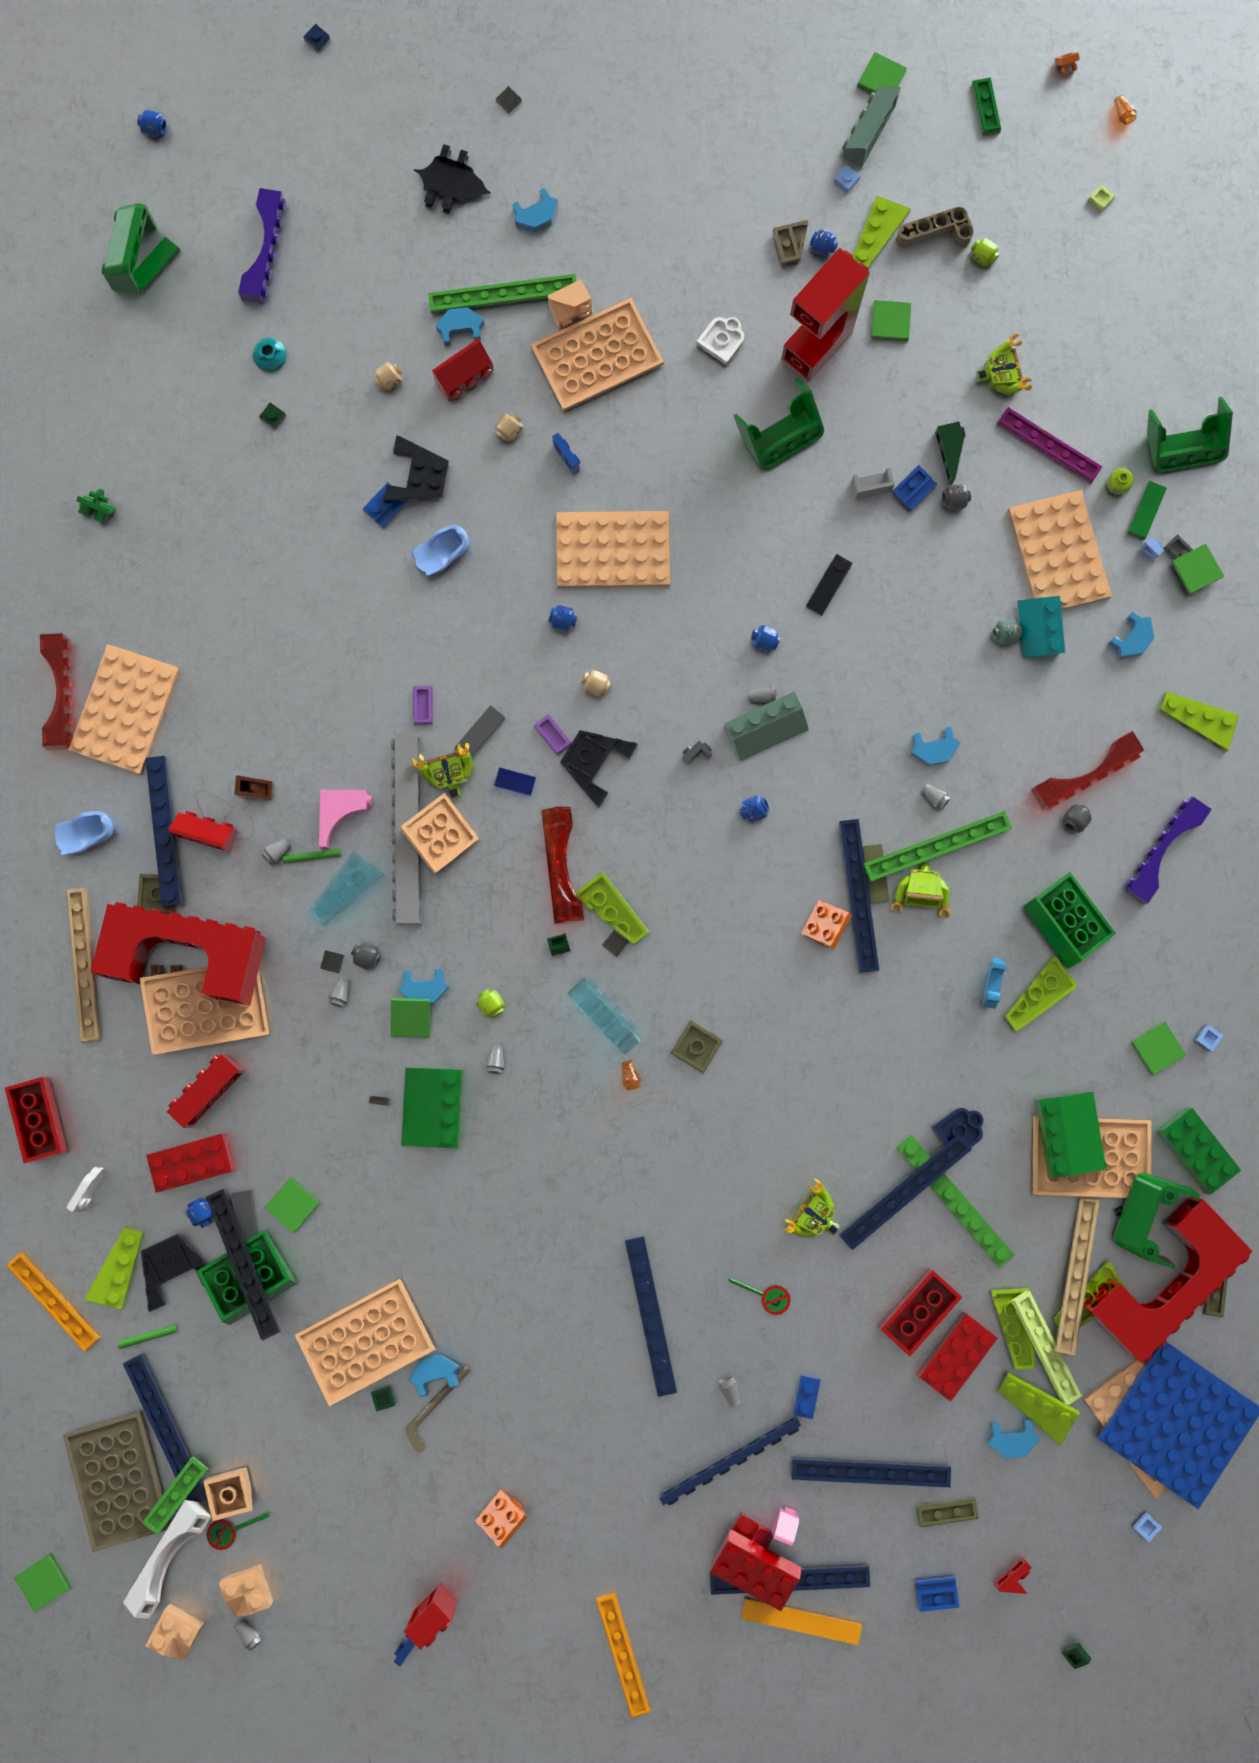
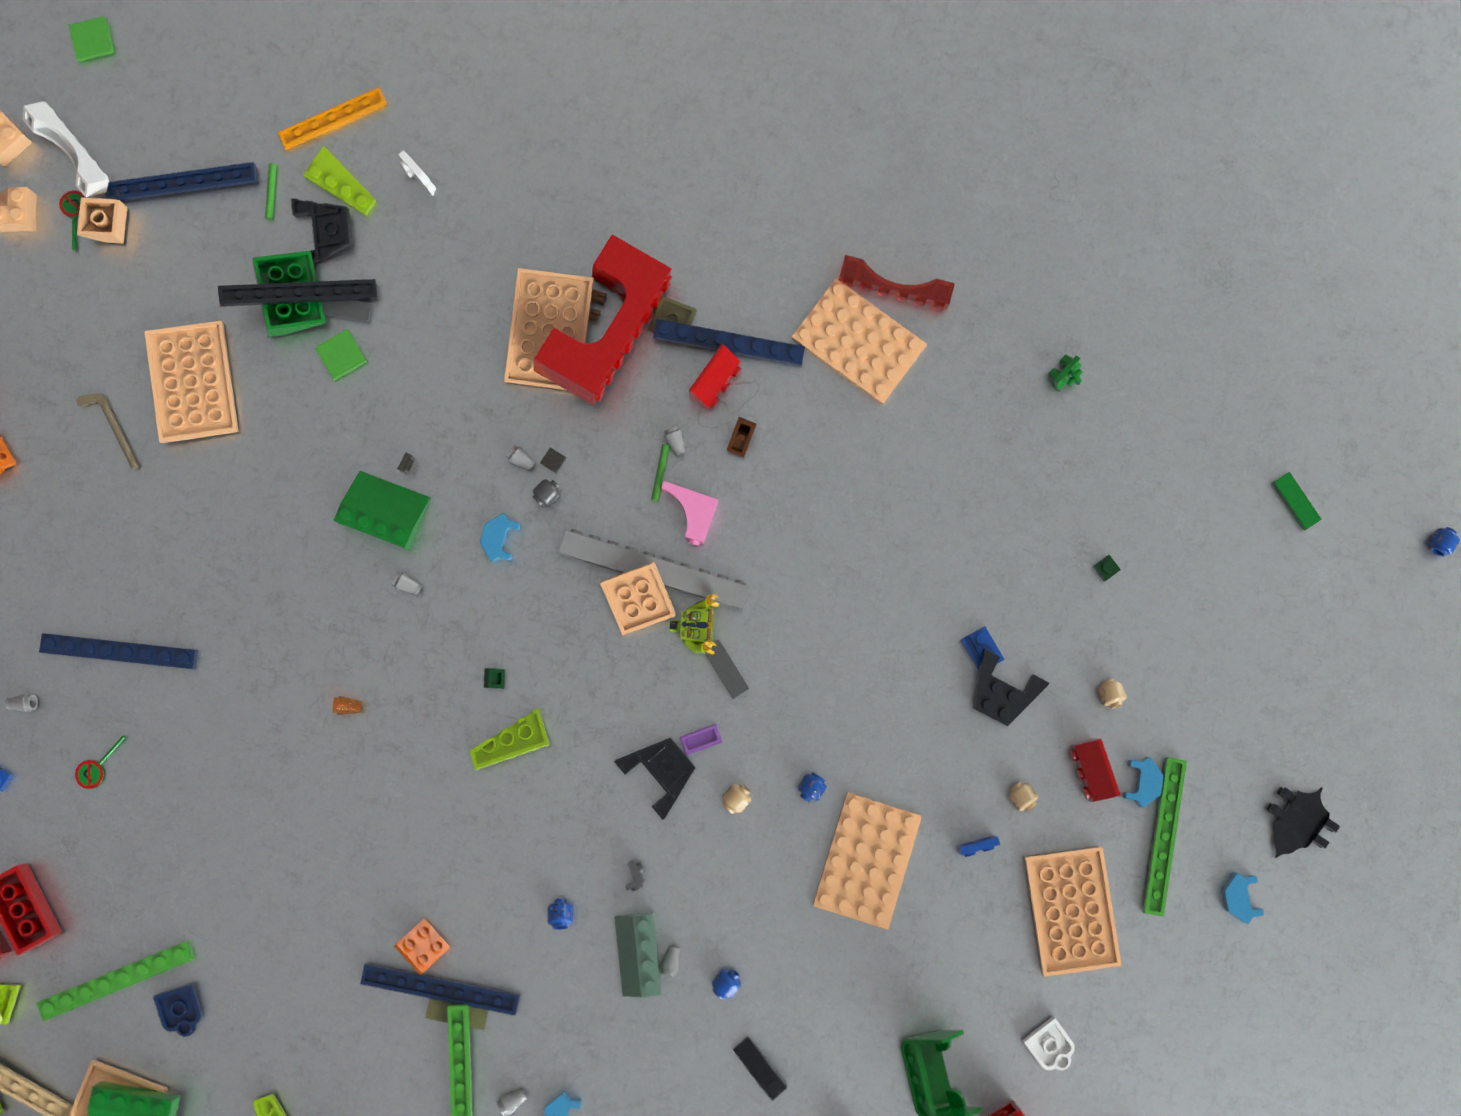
camera: 105 degrees right, 0 degrees up
(36, 1119) = (498, 149): red brick -> none
(82, 962) = (629, 233): tan tile -> none
(83, 832) = (751, 268): light blue hair -> none
(114, 1479) = (153, 127): dark tan plate -> none
(125, 247) = (1321, 477): green windscreen -> none
(175, 1495) = (118, 172): bright green plate -> none
(191, 1162) = (410, 275): red brick -> none
(199, 1212) = (363, 269): blue head -> none
(205, 1090) = (468, 304): red brick -> none
(254, 281) = (1249, 592): dark purple arch -> none
(271, 362) = (1161, 586): teal piece -> none
(347, 884) = (620, 498): clear light blue wedge -> none
(383, 1398) = (135, 382): dark green plate -> none
(410, 1017) = (473, 516): bright green tile -> none
(422, 705) = (771, 623): medium lavender tile -> none
(434, 1369) = (143, 436): dark azure piece -> none
(441, 549) = (918, 689): light blue hair -> none
(490, 1003) = (460, 595): lime head -> none
(508, 100) = (1370, 908): clear smoke tile -> none
(515, 781) = (667, 688): clear blue tile -> none
(557, 828) = (531, 698): clear red arch -> none
(570, 304) = (1131, 900): light nougat slope -> none
(606, 1017) = (410, 699): clear light blue wedge -> none
(615, 943) = (477, 733): clear smoke tile -> none
(696, 1046) = (352, 779): olive tile -> none
(813, 1214) = (151, 837): torso -> none
(905, 1191) = (139, 935): dark blue plate -> none
(924, 890) = (422, 1056): lime torso -> none
(993, 983) = (306, 1094): dark azure piece -> none

